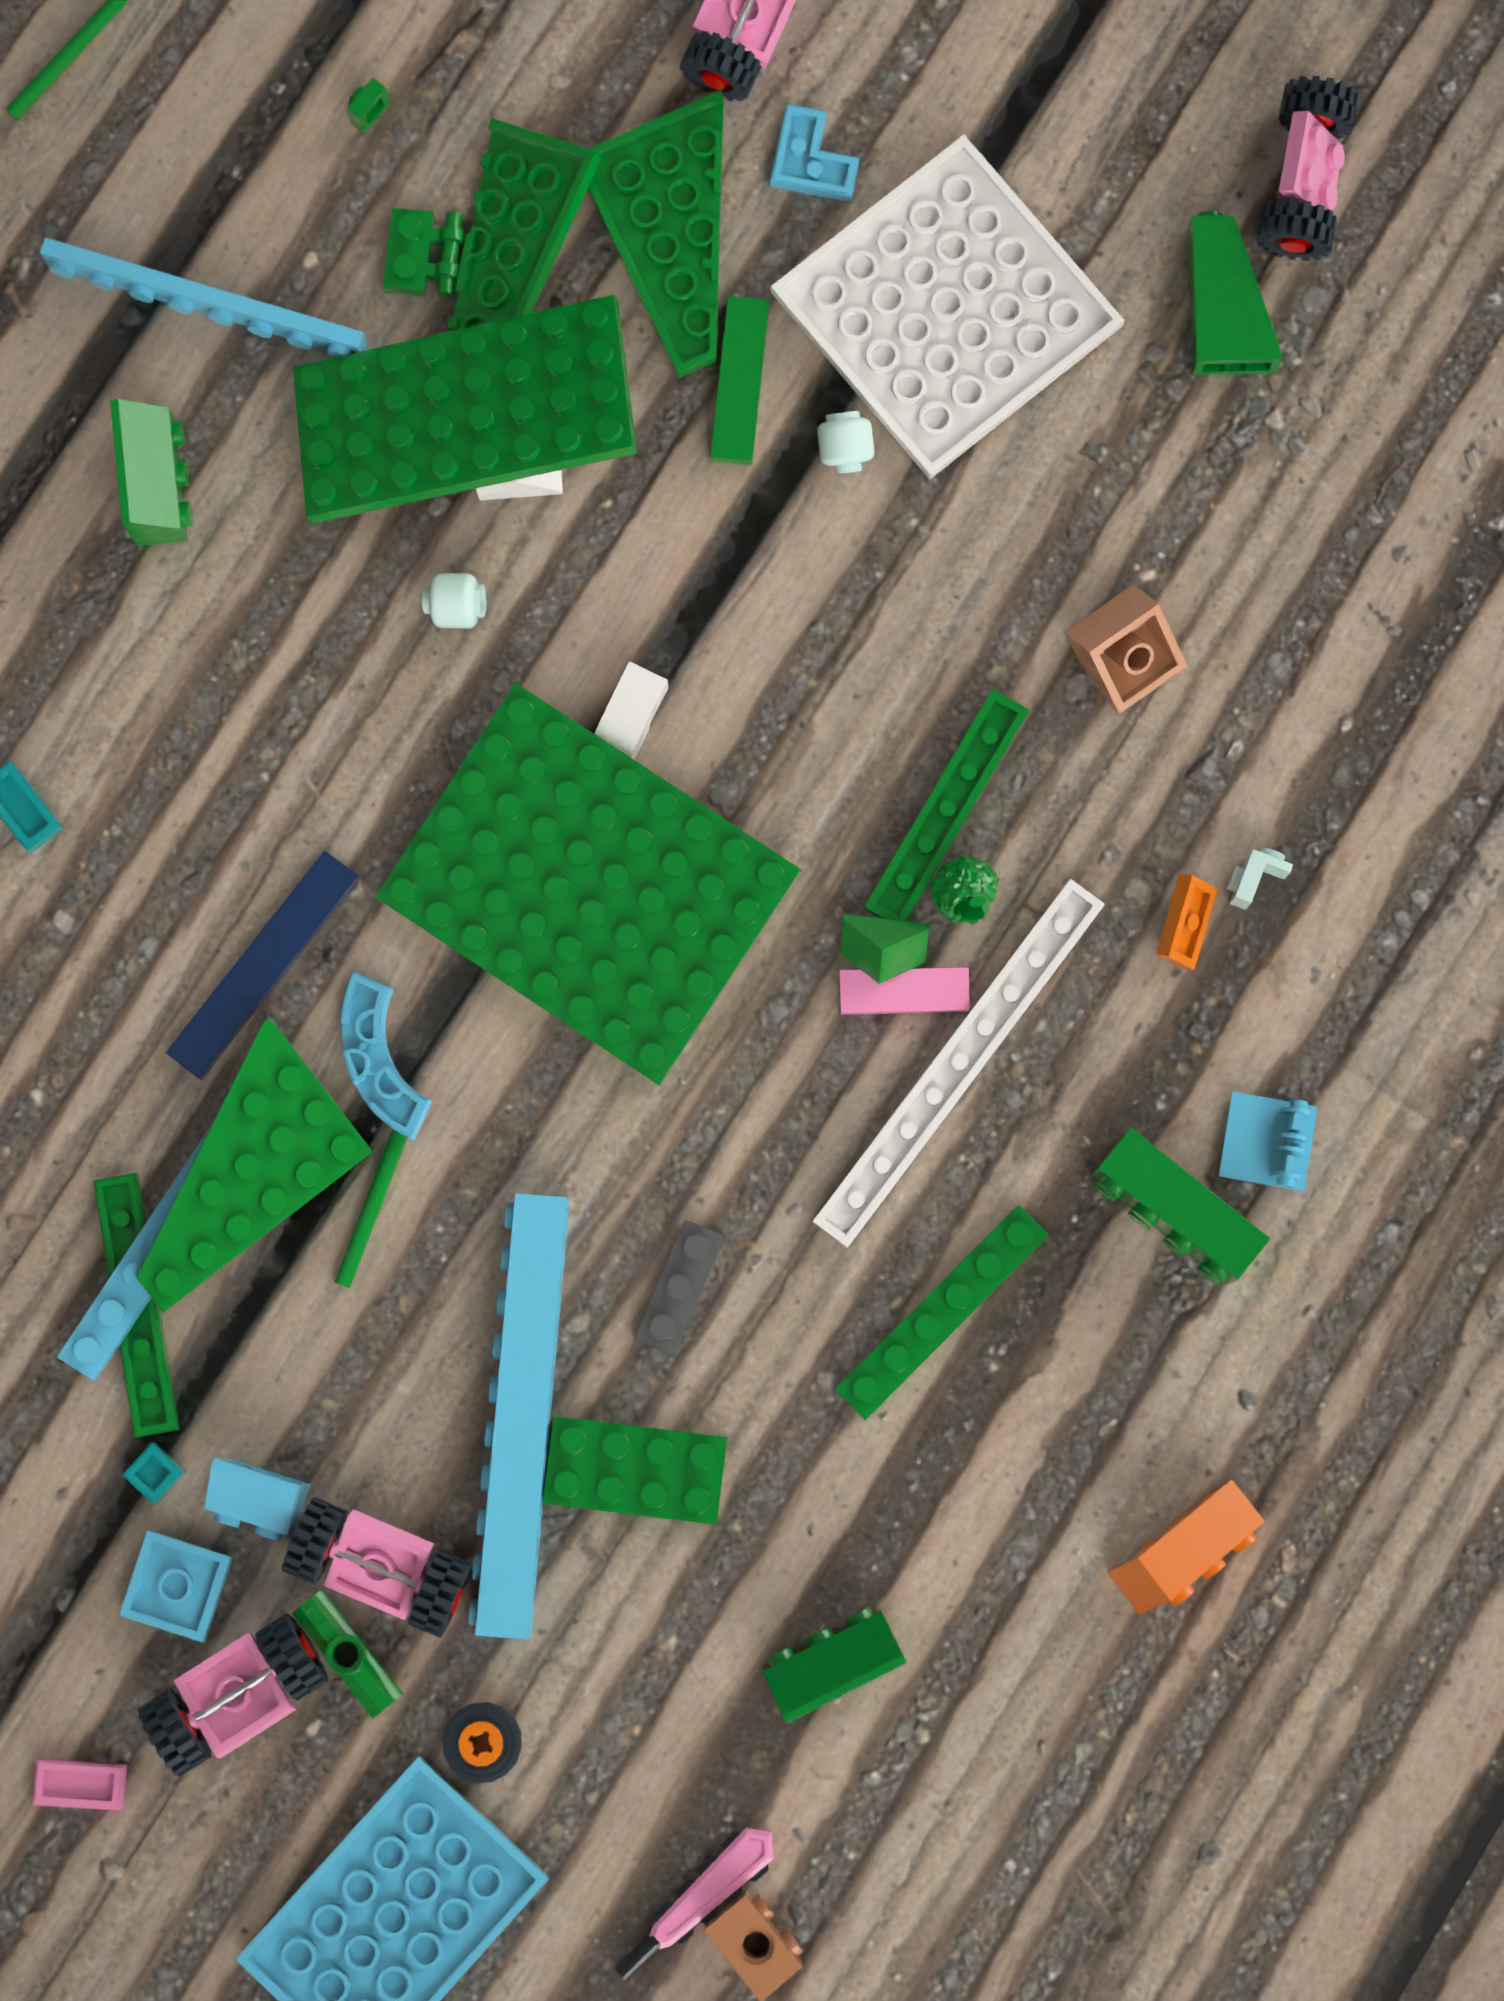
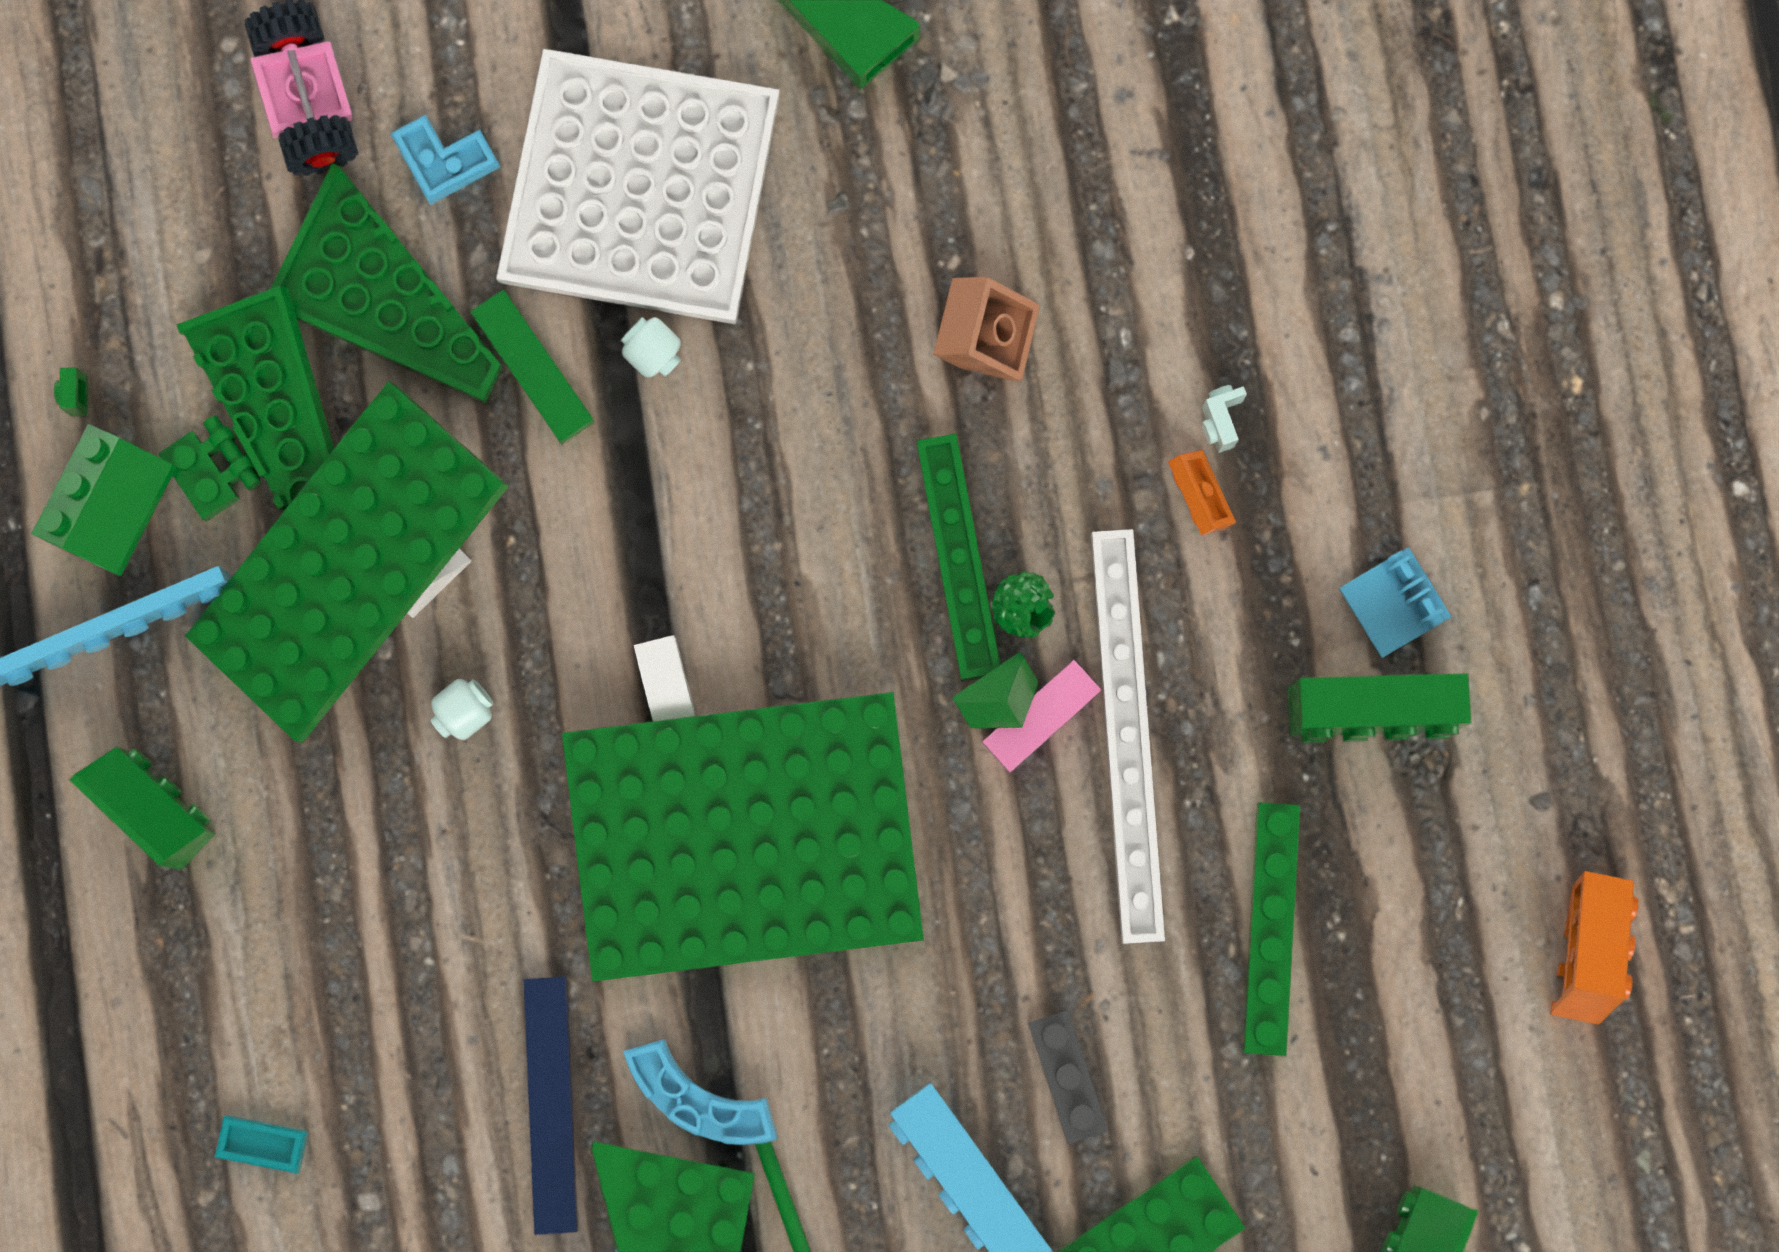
camera: 45 degrees left, 0 degrees up
(320, 208) = (104, 500): none -> green slope

